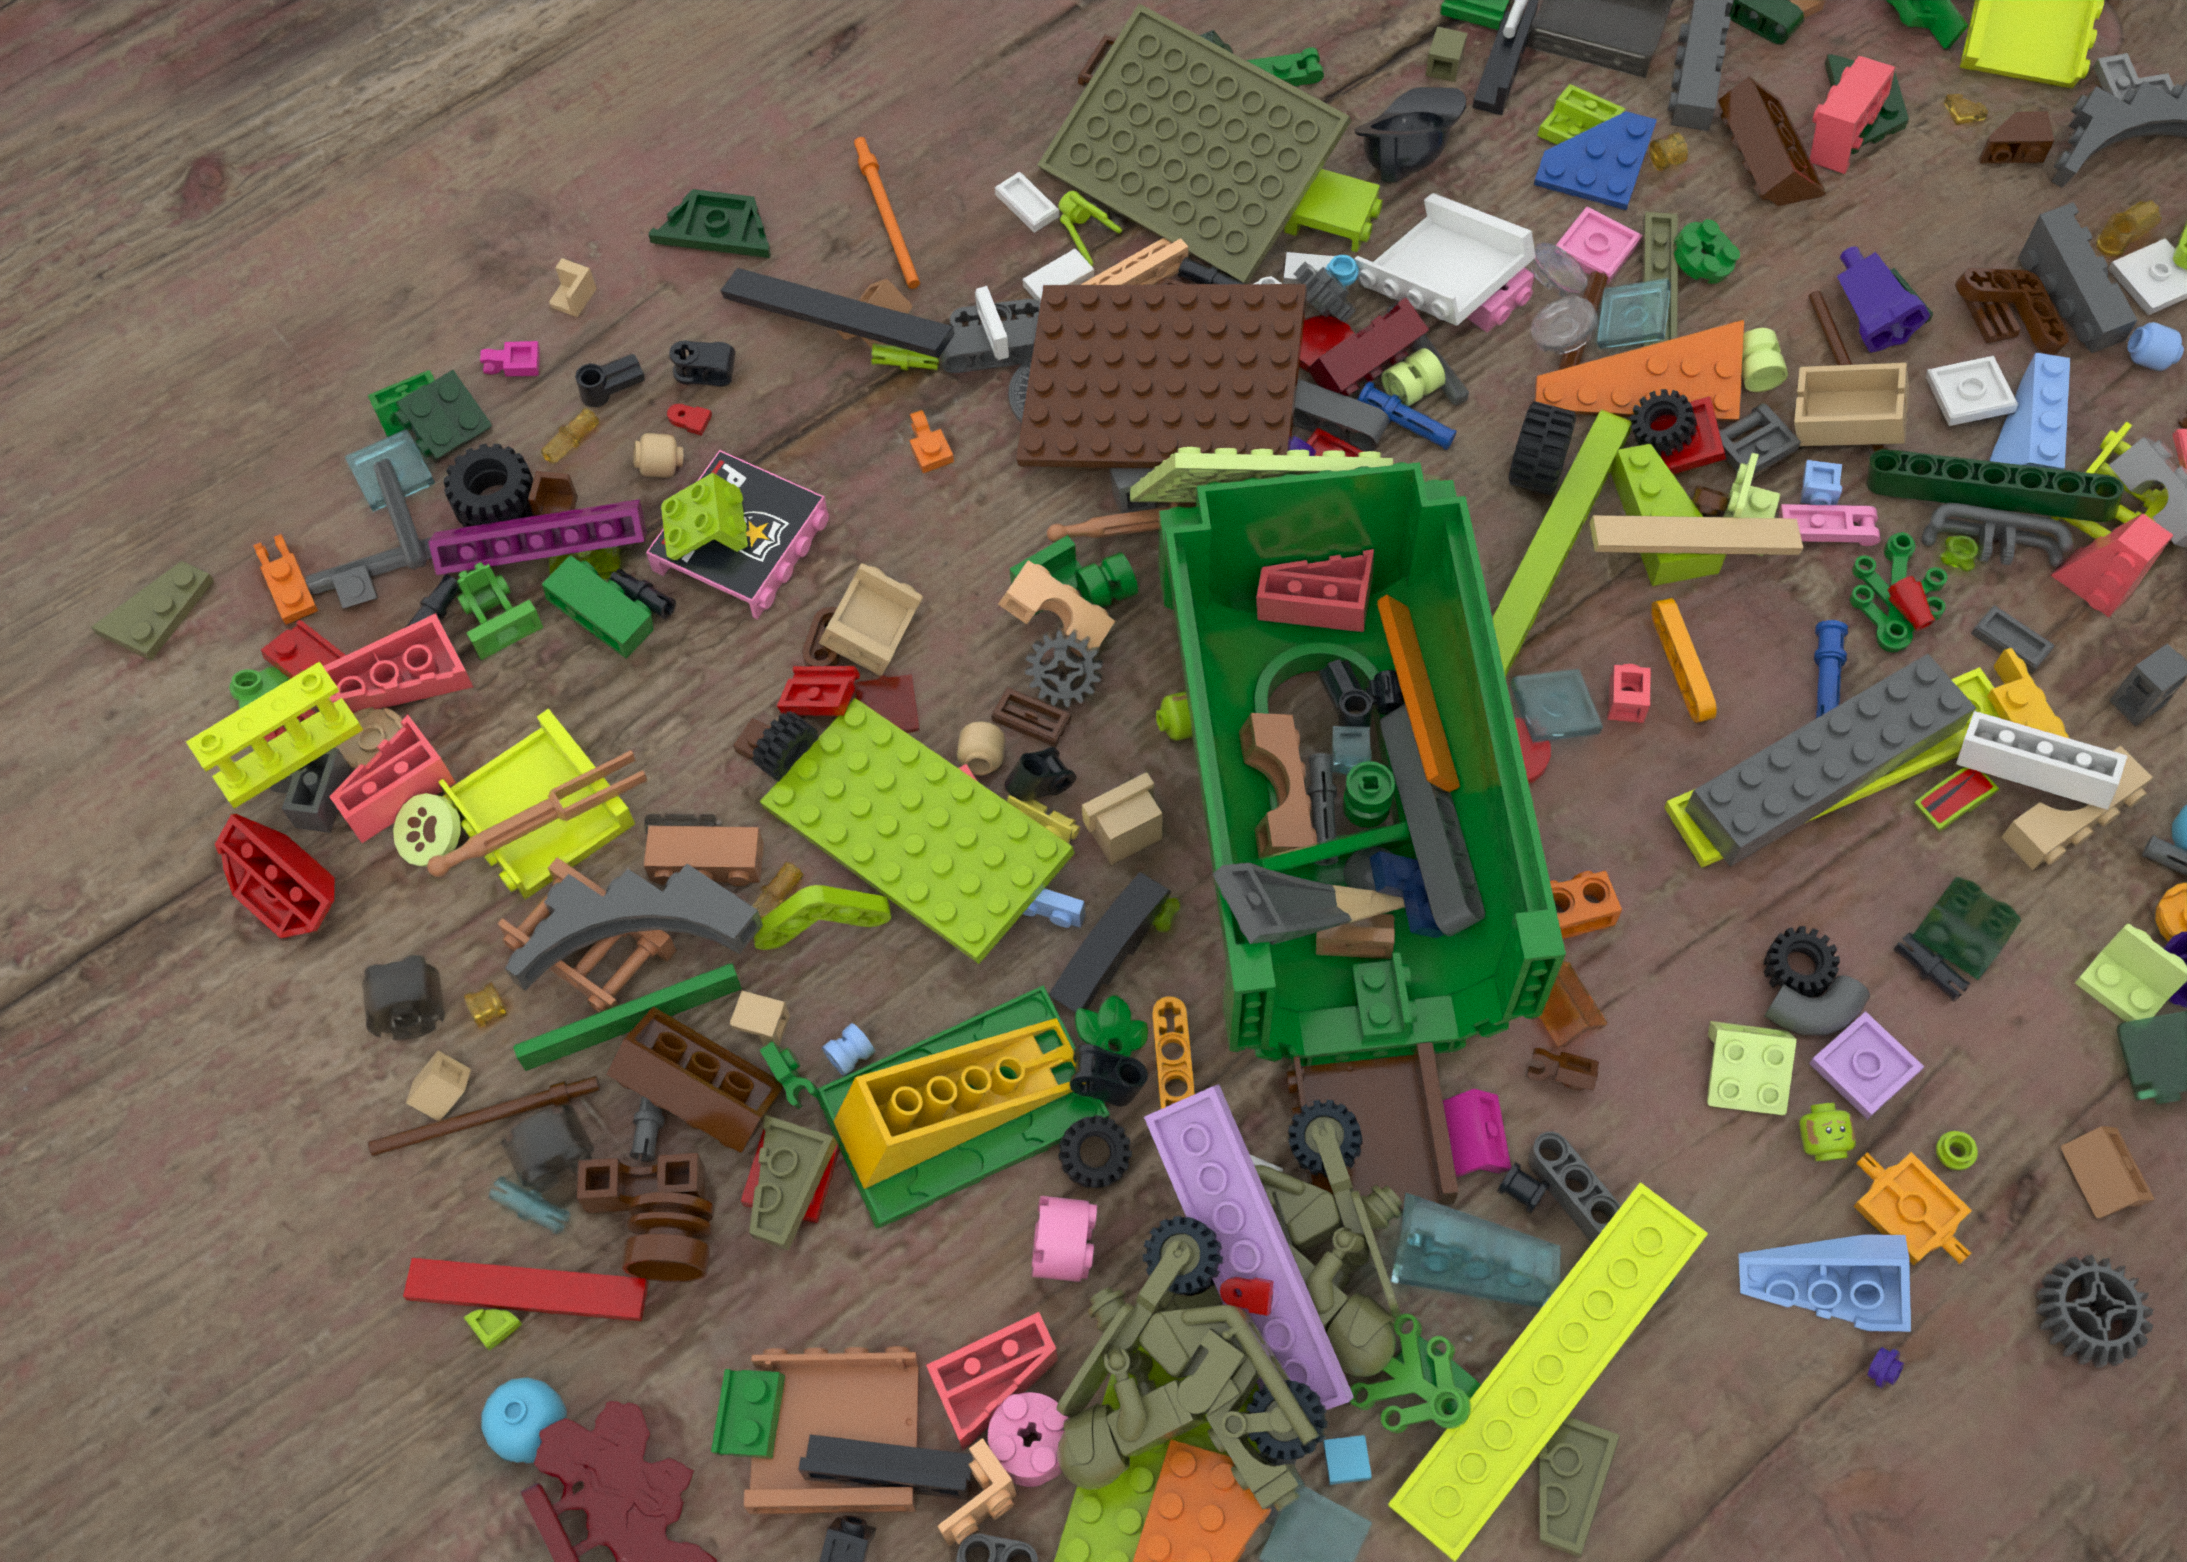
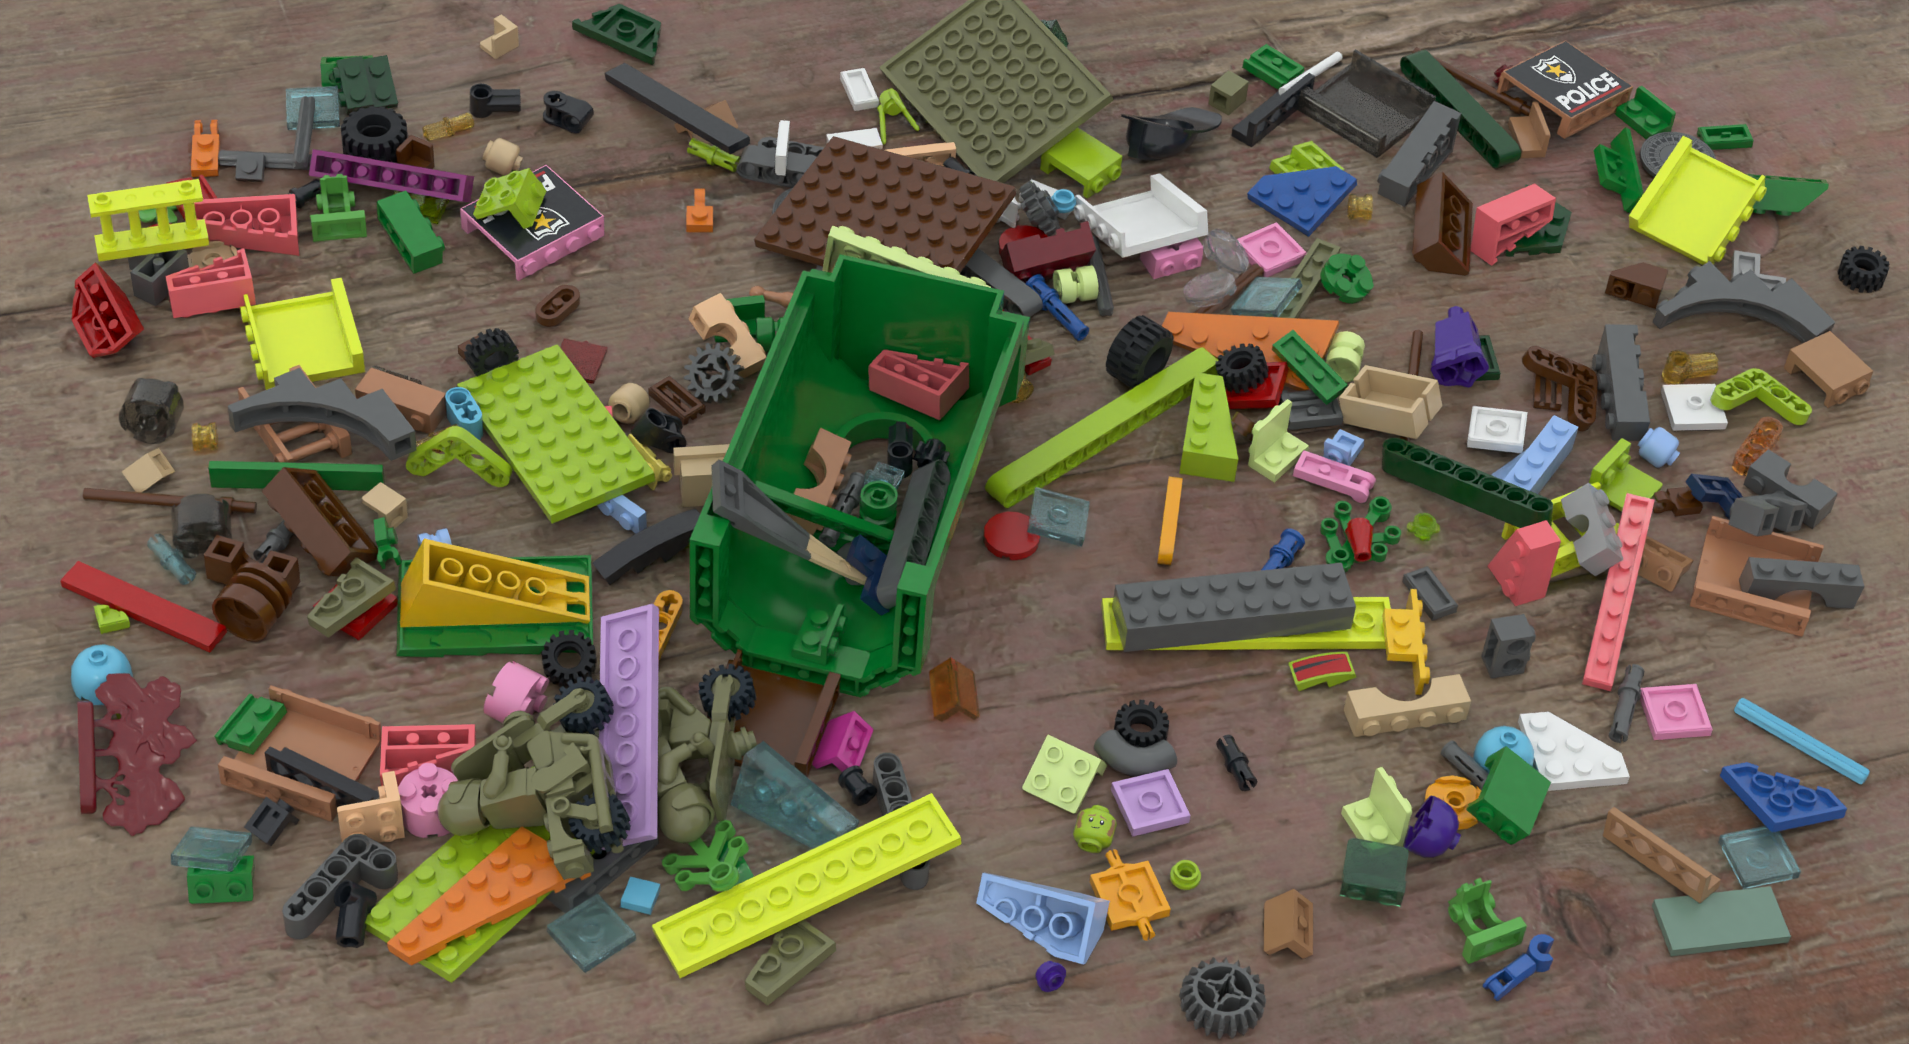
camera: 15 degrees right, 15 degrees down
(156, 611) = (109, 139): olive wing -> none
(426, 828) = (220, 322): yellowish green tile -> none
(516, 359) = (436, 68): dark pink plate -> none
(540, 814) = (306, 334): nougat piece -> none
(644, 592) = (448, 235): black pin -> none
(694, 419) = (539, 144): red piece -> none
(783, 847) = (464, 411): none -> medium azure beam
(819, 690) = (536, 331): red plate -> none
(869, 167) = (756, 31): orange bar -> none
(871, 619) = (595, 301): tan panel -> none
(1108, 1076) = (603, 607): black piece -> none
(1111, 1026) = (620, 595): green plate -> none
(1255, 1294) = (620, 749): red piece -> none
(1287, 67) = (1105, 67): green plate -> none
(1362, 938) = (820, 592): medium nougat panel -> none
(1418, 694) = (947, 457): orange tile -> none
(1570, 1070) = (934, 732): reddish brown plate -> none
(1580, 914) = (996, 638): orange brick -> none
(1629, 693) = (1115, 526): coral brick -> none
(1696, 535) = (1217, 439): tan tile -> none
(1739, 393) = (1309, 367): none -> green plate
(1964, 110) = (1613, 255): clear yellow tile -> none
(1968, 927) = (1276, 745): clear green bracket -> none
(2000, 526) = (1457, 516): dark grey piece -> none
(2041, 760) = (1386, 655): white brick -> none
(2147, 407) = (1620, 478): none -> lime bracket

